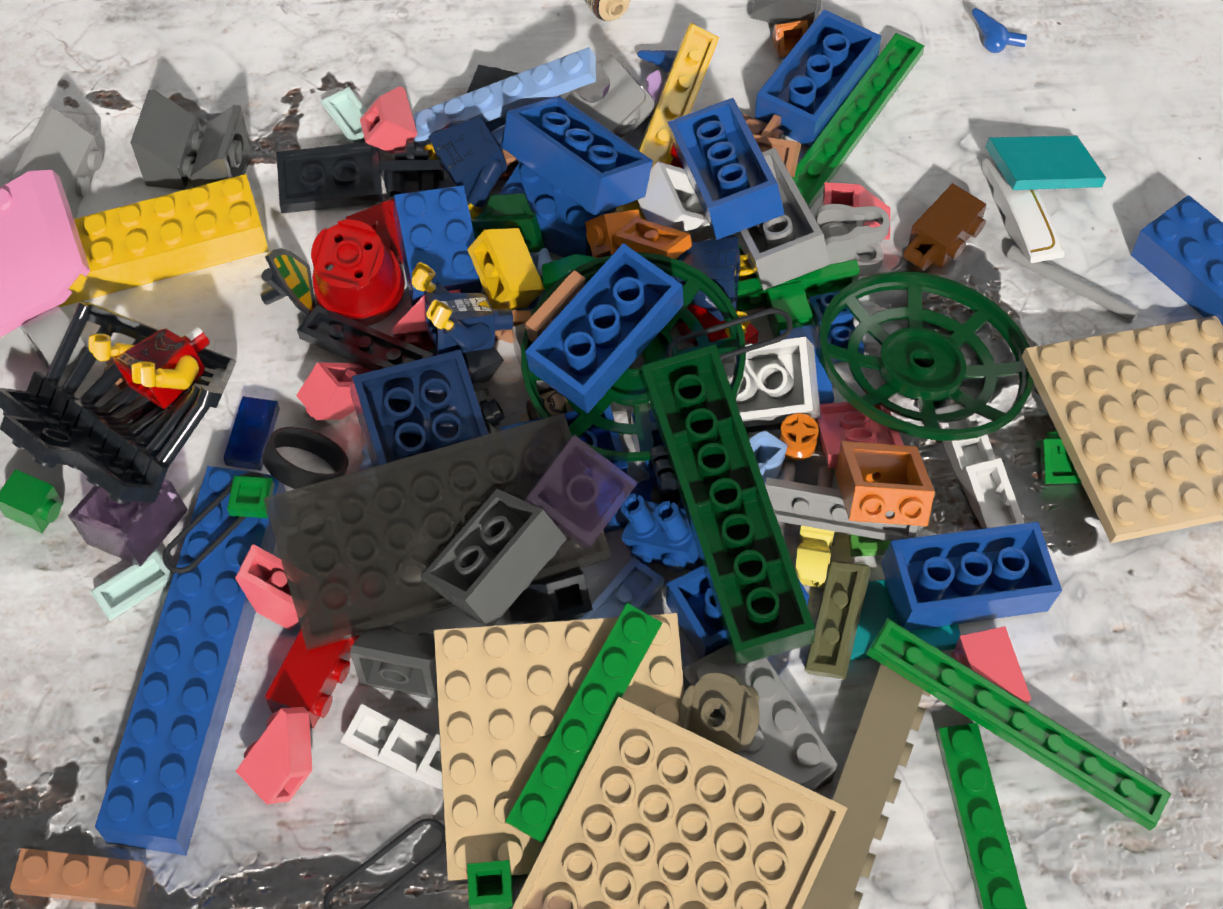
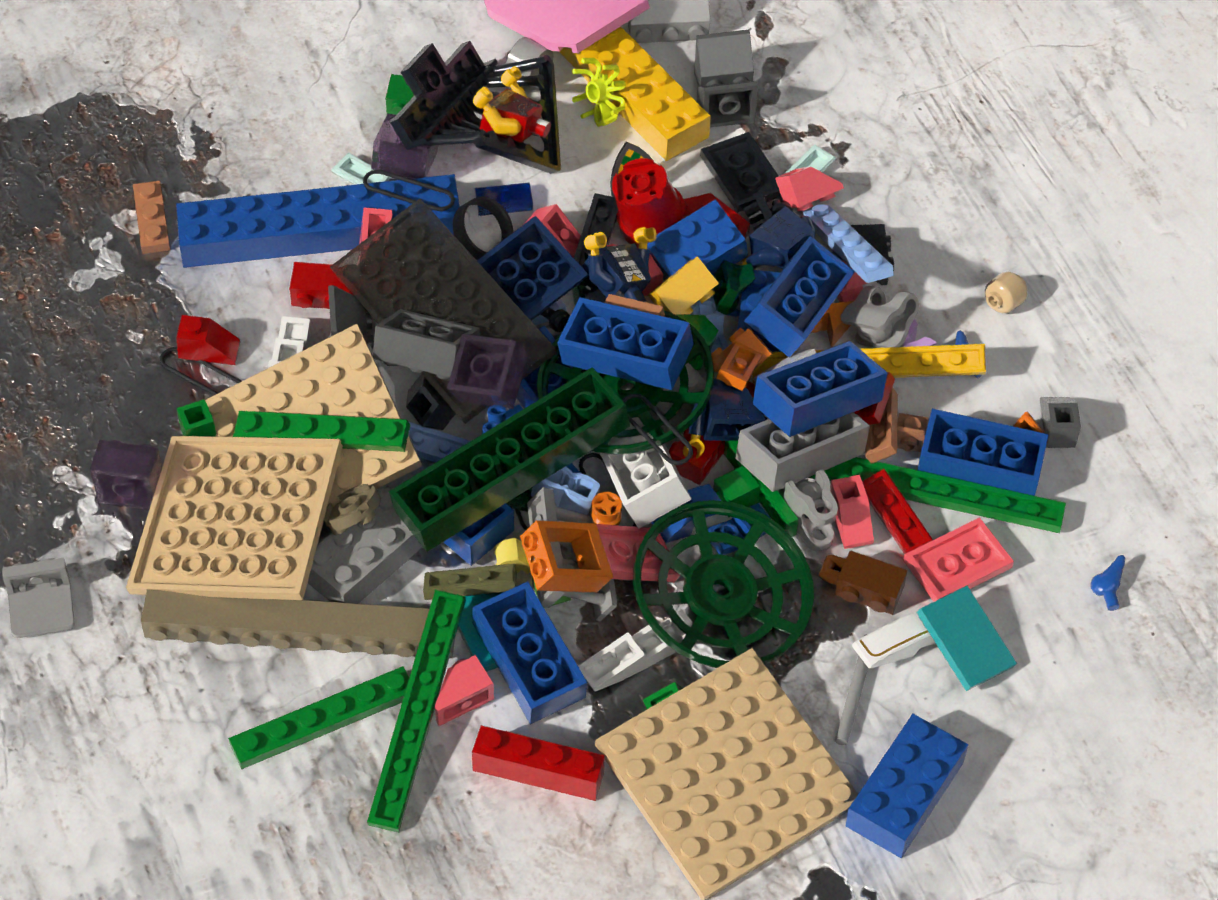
camera: 70 degrees right, 5 degrees down
(151, 275) = (599, 91): none -> neon yellow animal
(248, 496) = (433, 197): green tile -> none
(280, 758) = (255, 285): coral slope -> none
(343, 850) = (206, 341): none -> red slope
(873, 174) = (895, 512): none -> red tile
(938, 144) = (958, 560): none -> coral plate
(1115, 612) = (538, 763): none -> red brick

